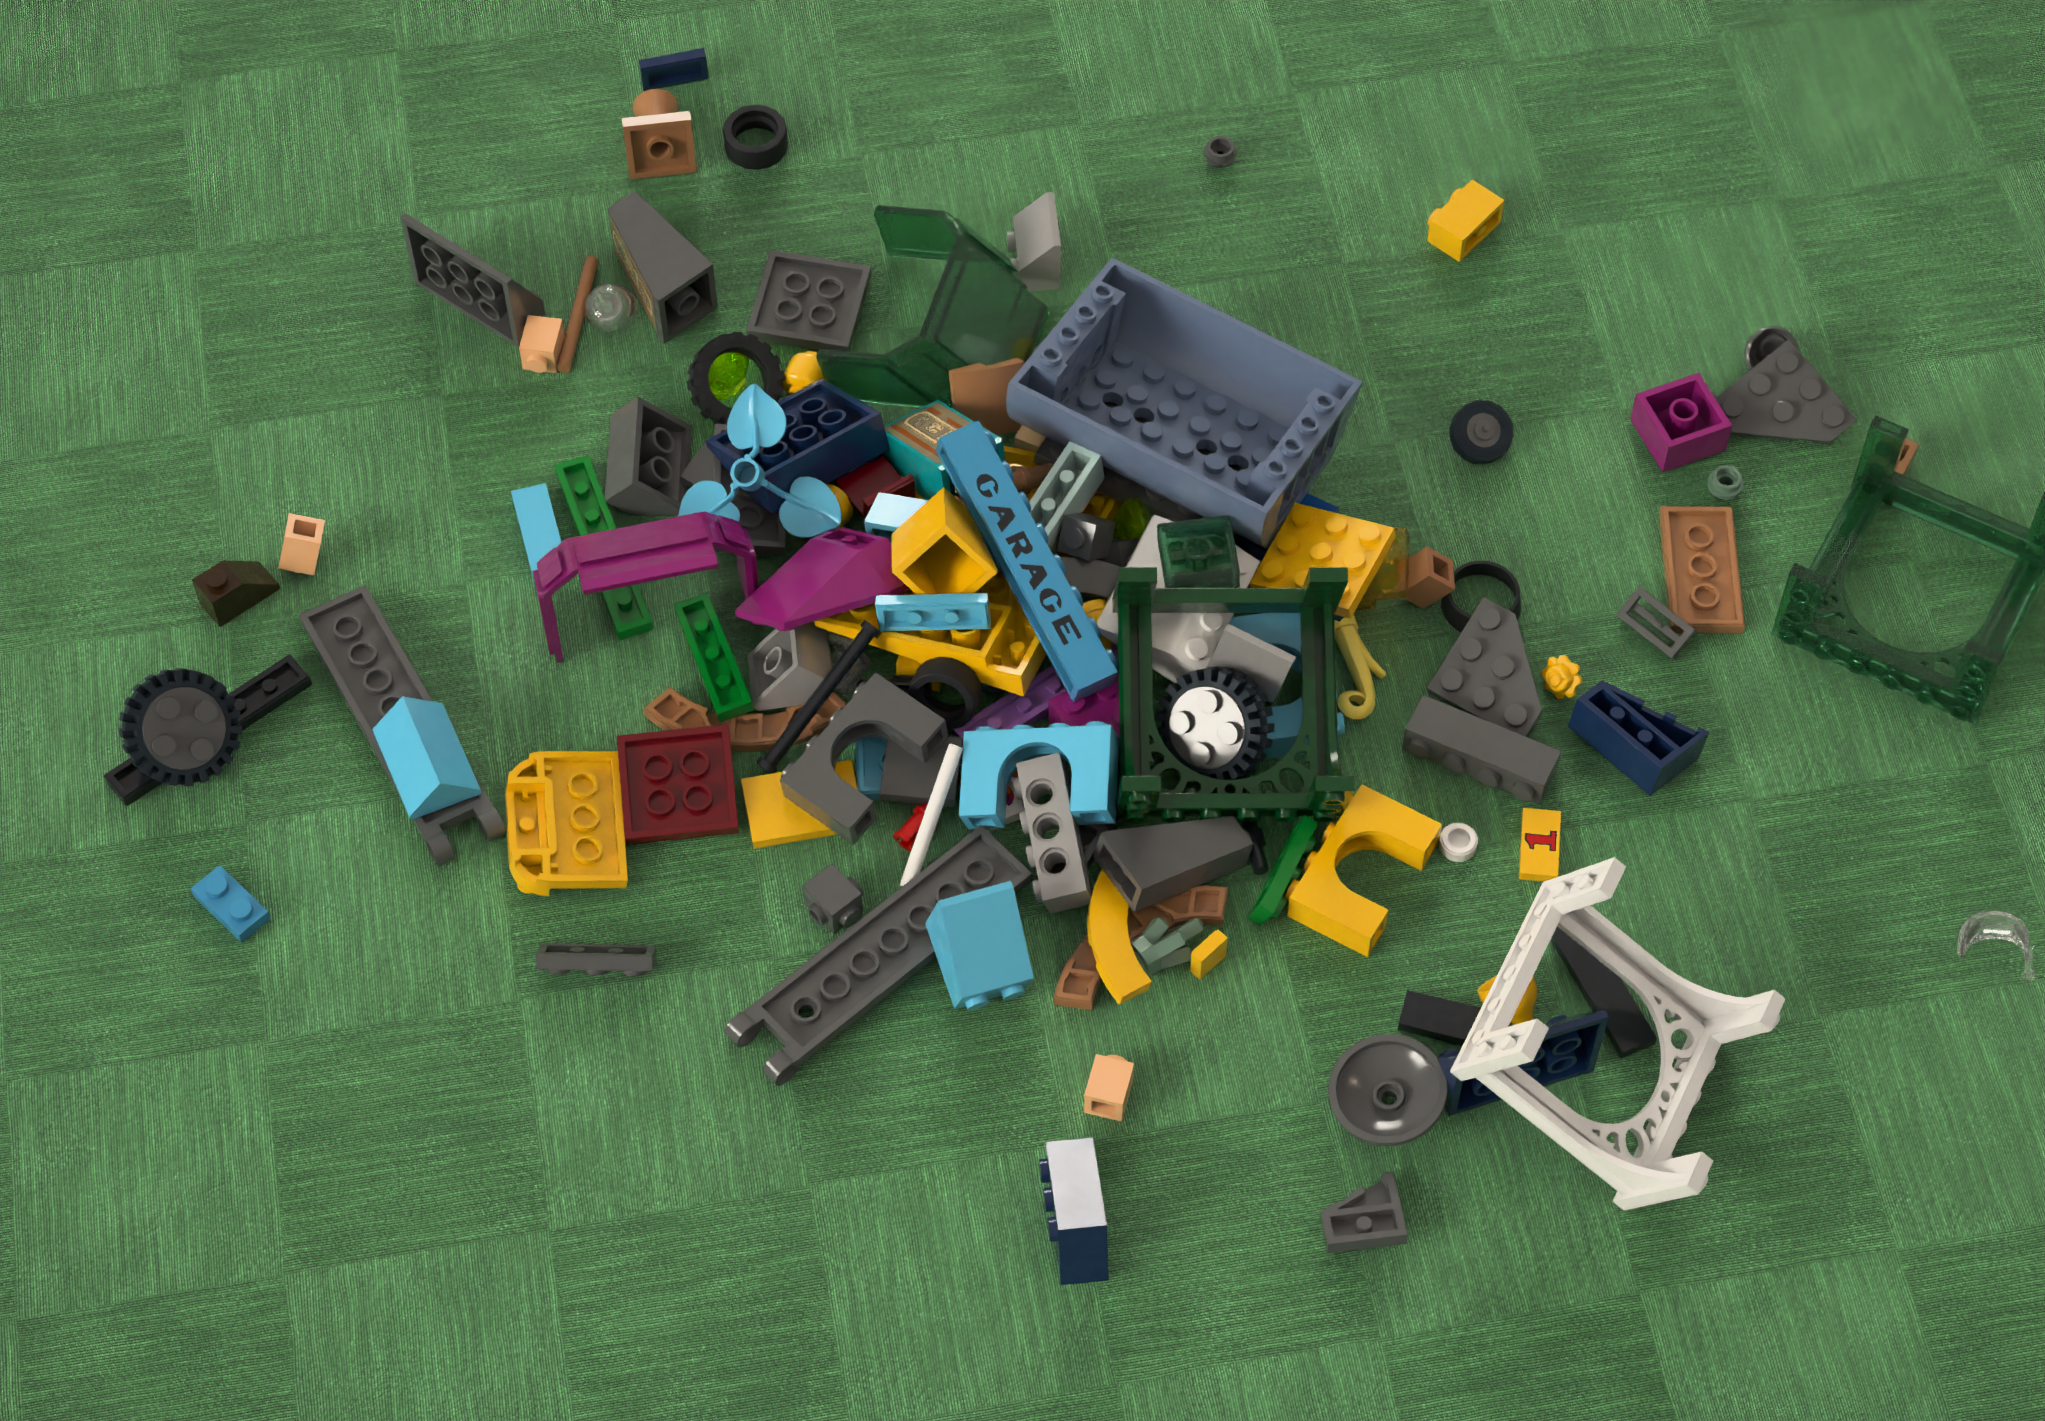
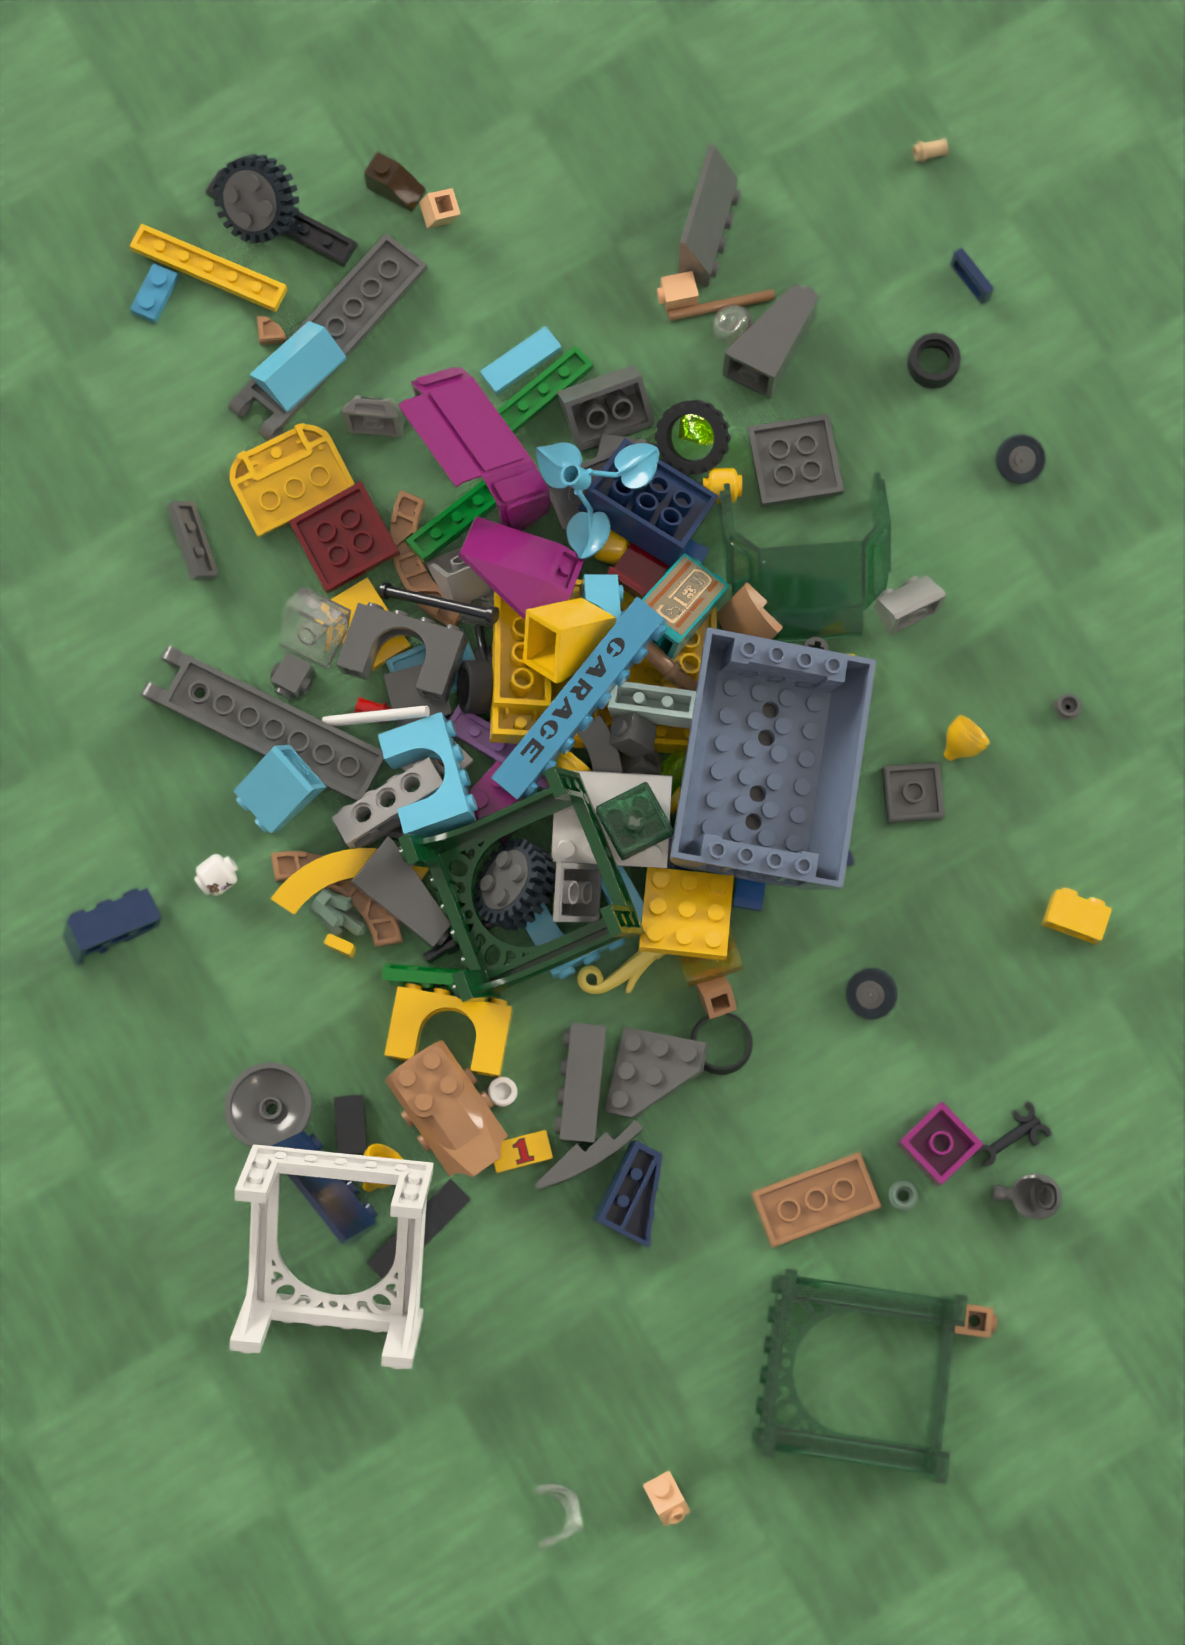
camera: 70 degrees right, 20 degrees up
(231, 828) = (208, 267): none -> yellow plate
(355, 789) = (269, 331): none -> medium nougat tile
(497, 65) = (931, 149): none -> tan pin
(537, 696) = (374, 416): none -> light grey slope
(658, 137) = (893, 294): medium nougat plant -> none
(782, 849) = (314, 626): none -> clear slope
(914, 96) = (1020, 459): none -> black wheel
(933, 612) = (517, 652): medium azure tile -> none
(1057, 1066) = (216, 874): none -> white head
(1109, 1087) = (212, 915): light nougat brick -> none
(1220, 252) = (964, 739): none -> yellow helmet
(1264, 312) = (913, 792): none -> dark grey tile
(1365, 1219) = (173, 1123): dark grey wing -> none
(1466, 897) = (448, 1110): none -> medium nougat slope
(1561, 677) = (670, 1123): yellow plant -> none
(1573, 777) = (578, 1161): none -> dark grey slope
(1680, 641) = (752, 1181): dark grey tile -> none
(1688, 345) = (1029, 1125): none -> black bar
(1785, 401) = (995, 1218): dark grey plate -> none
(2008, 823) = (667, 1499): none -> light nougat bracket

